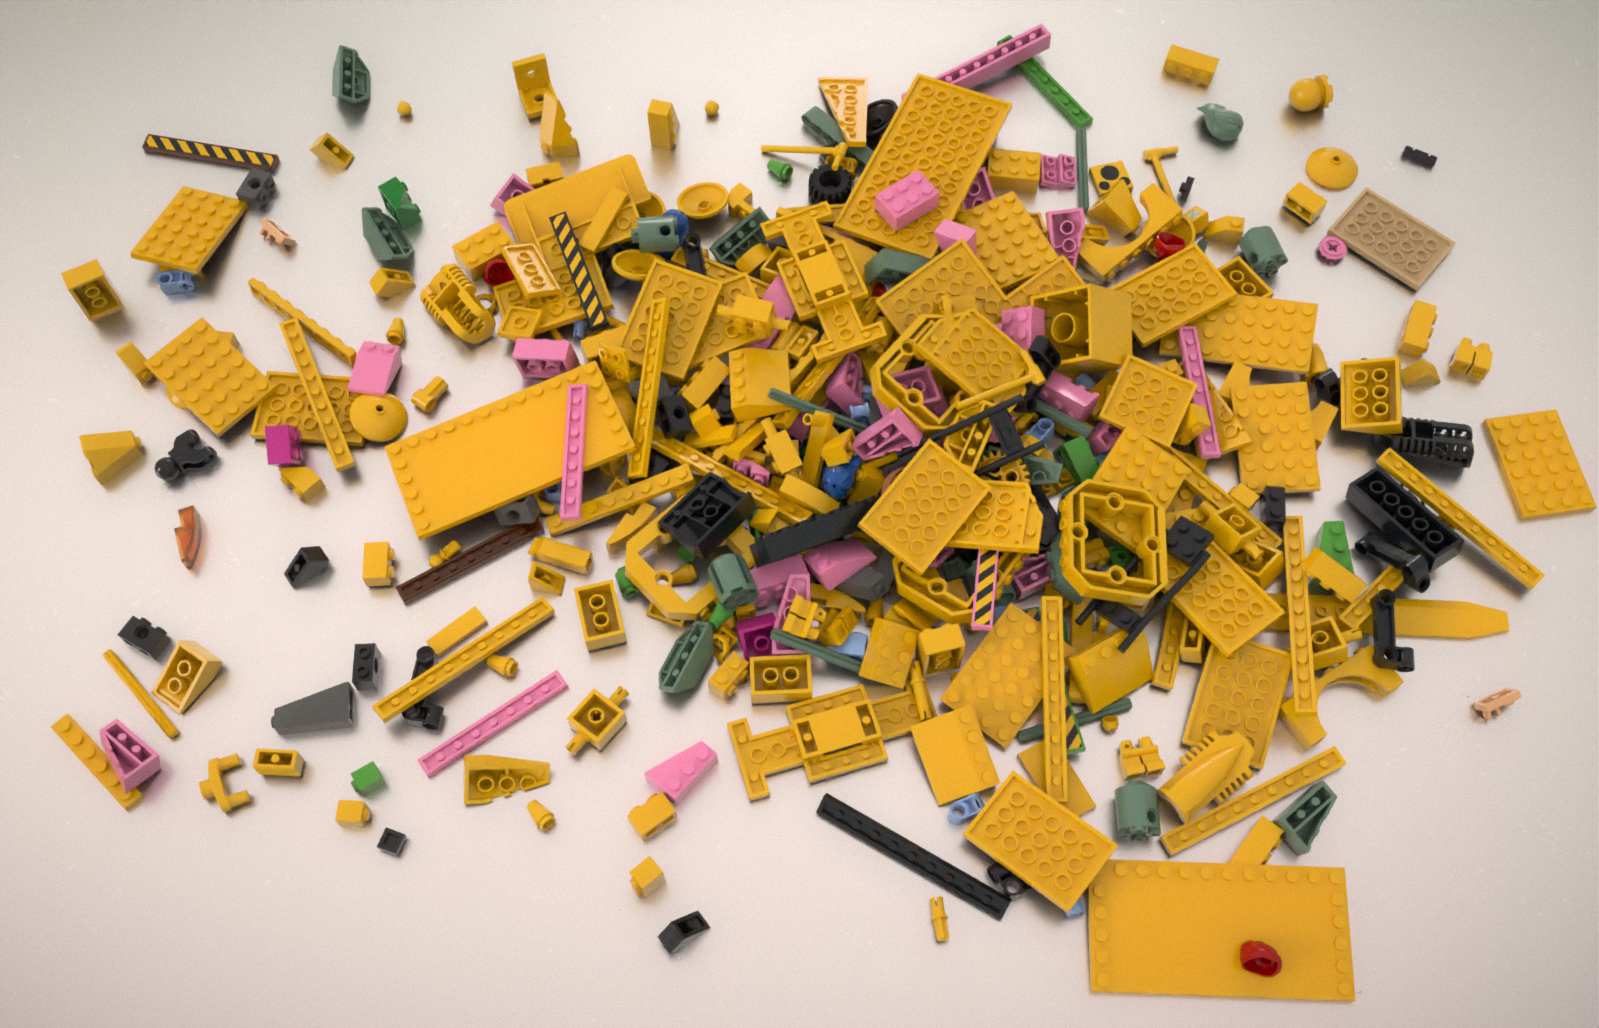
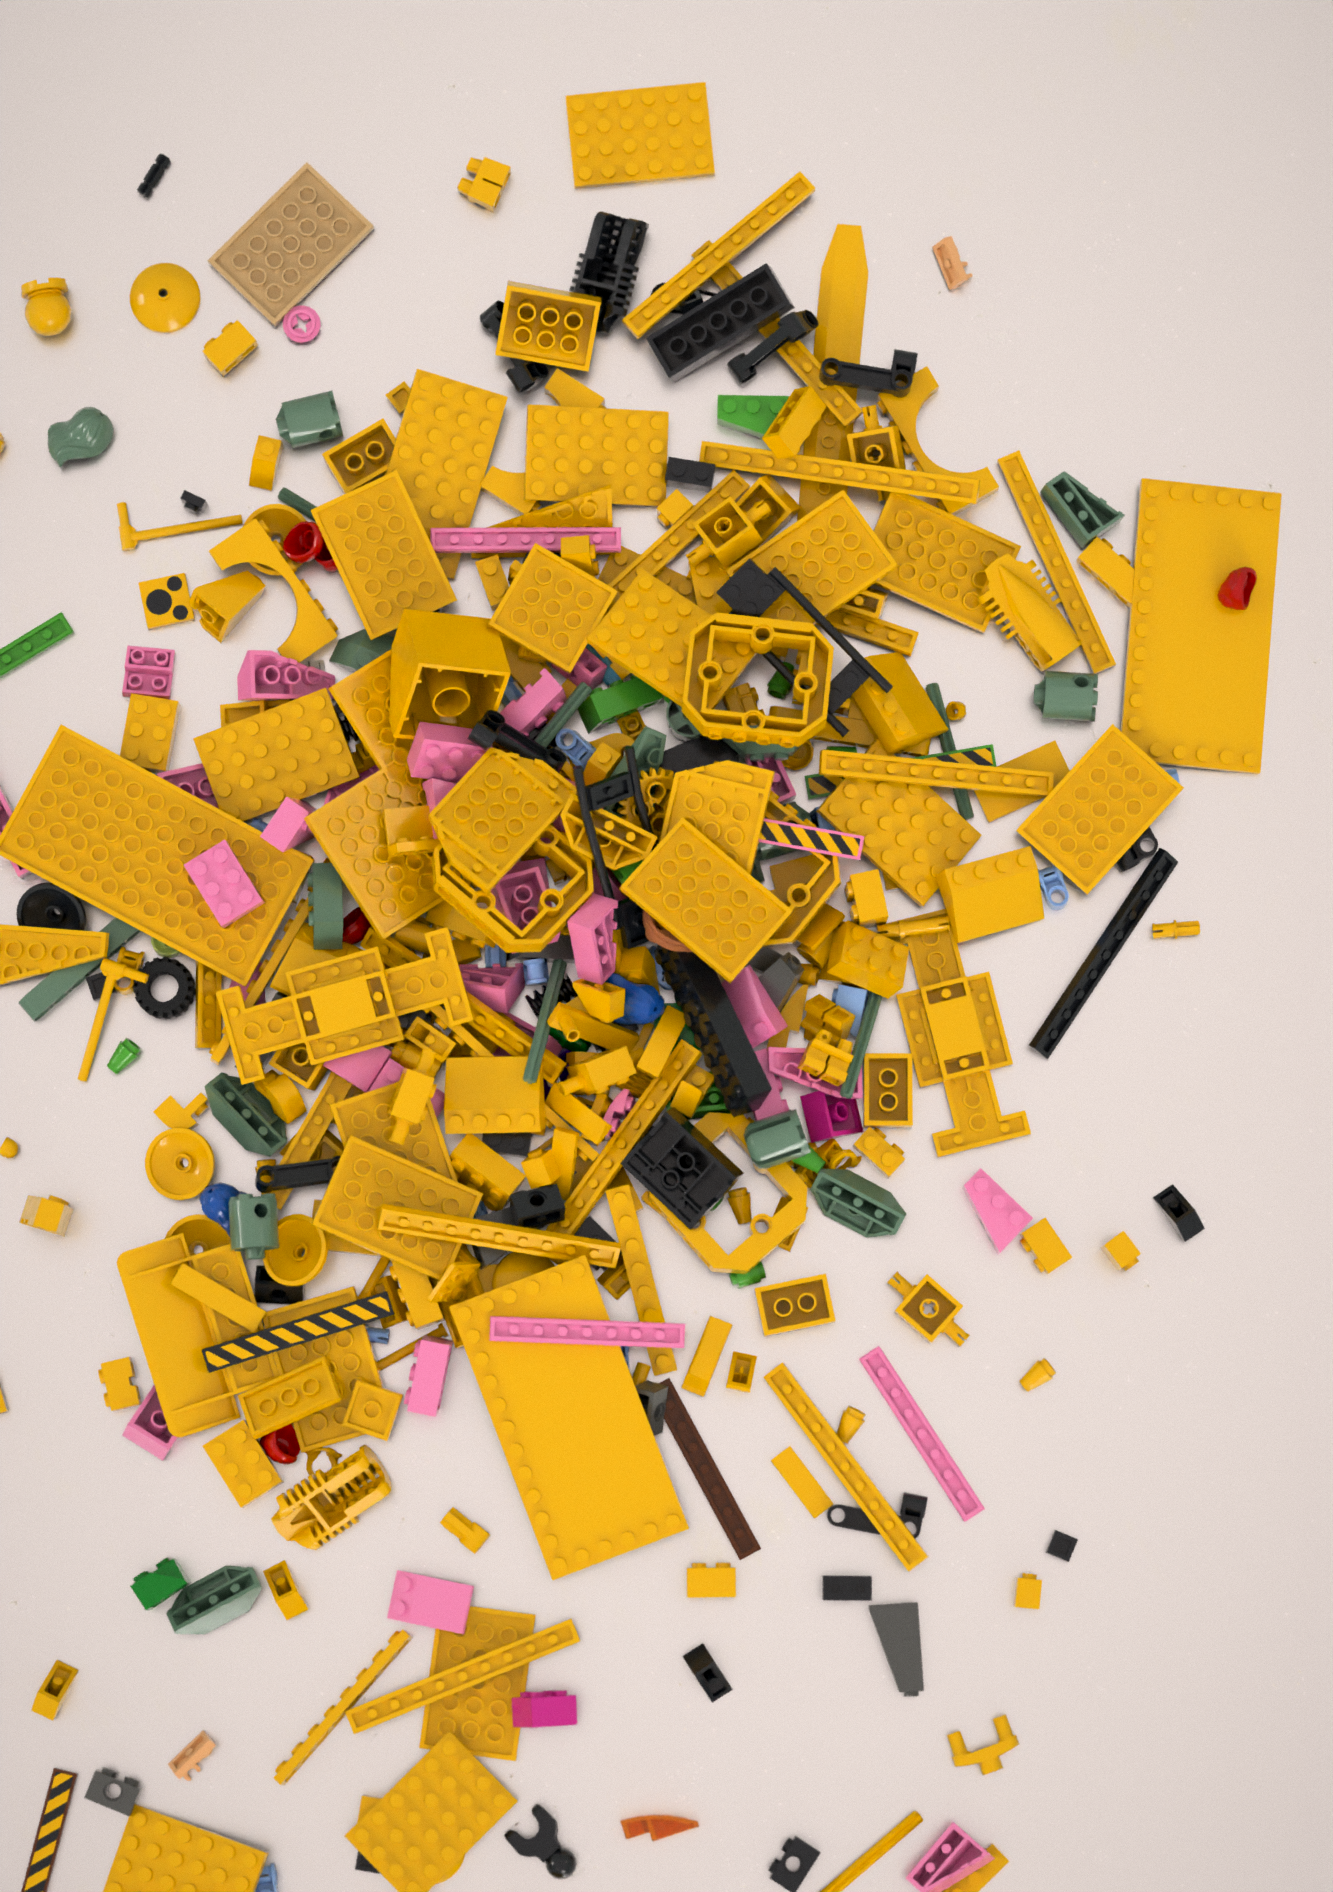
camera: 85 degrees left, 20 degrees up
(186, 675) = (846, 1806): yellow slope -> none
(278, 762) = (965, 1682): yellow brick -> none
(303, 480) = (587, 1685): yellow slope -> none
(367, 779) = (987, 1578): bright green brick -> none
(375, 424) = (499, 1610): yellow dish -> none
(396, 331) = (363, 1580): yellow cone -> none
(445, 553) = (704, 1509): yellow axle -> none
(497, 776) = (989, 1432): yellow wedge -> none
(555, 131) = (57, 1365): yellow wedge -> none
(630, 526) = (673, 1266): yellow slope -> none
(1033, 375) = (524, 746): yellow bar -> none
(1082, 168) = (147, 637): sand green axle -> none
(1096, 234) = (262, 635): yellow plate -> none
(1115, 553) = (756, 676): bright green brick -> none
(1140, 761) = (1006, 683): yellow hips -> none
(1198, 217) = (249, 498): yellow brick -> none
(1317, 364) = (488, 379): yellow plant -> none
(1418, 329) = (437, 241): yellow brick -> none
(1419, 374) = (504, 252): yellow slope -> none

